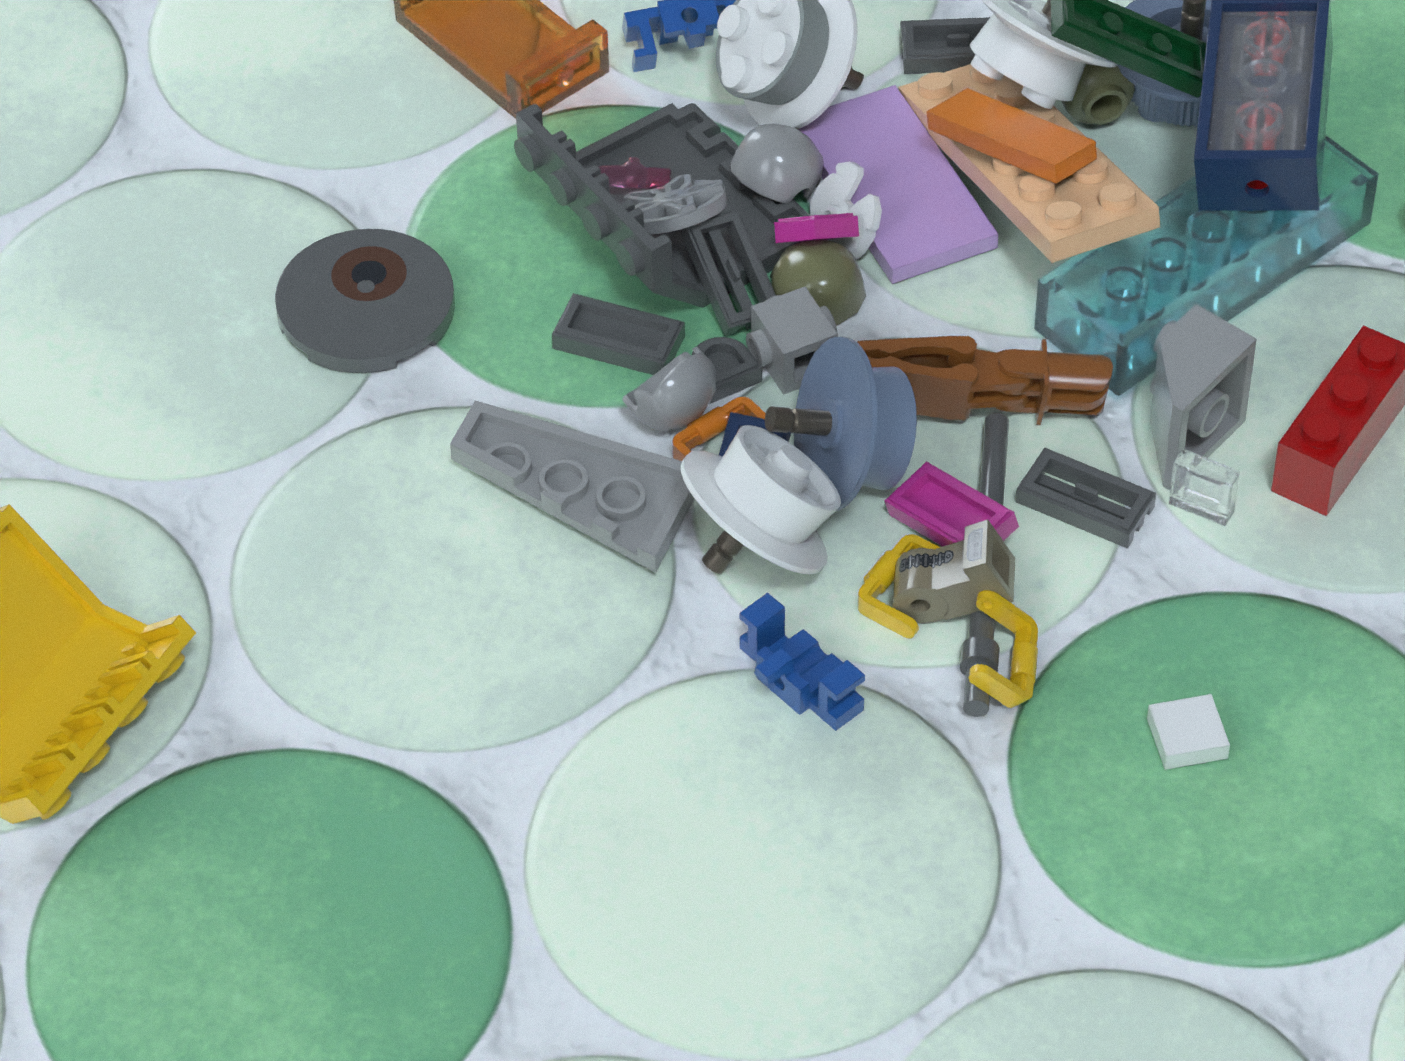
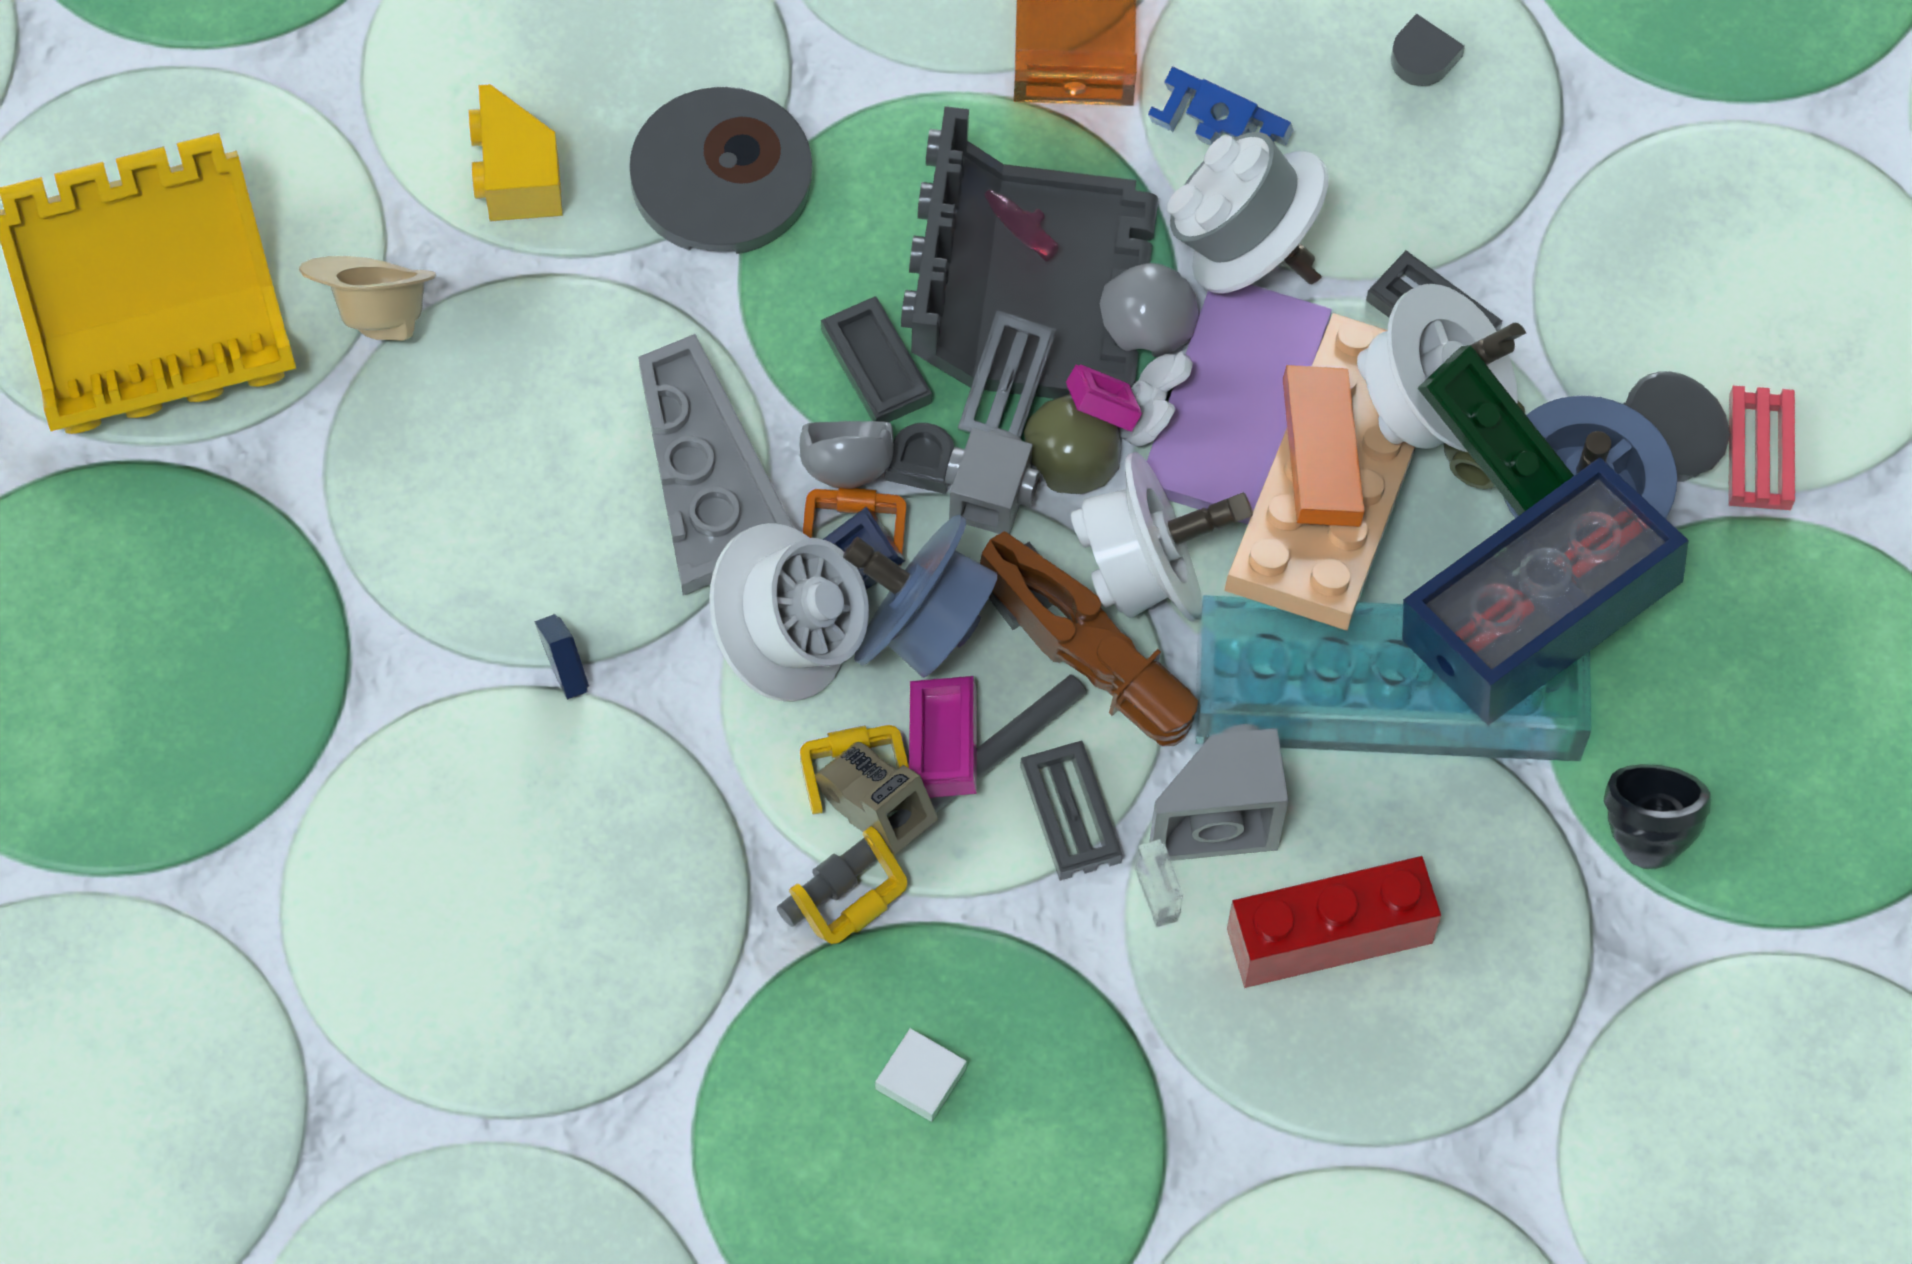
camera: 40 degrees right, 15 degrees up
(203, 552) = (372, 293): none -> tan piece
(205, 389) = (518, 161): none -> yellow slope
(616, 670) = (562, 655): none -> dark blue tile
(677, 203) = (1012, 282): light grey wheel -> none
(798, 667) = (694, 766): blue piece -> none
(956, 281) = (1144, 544): none -> white piece

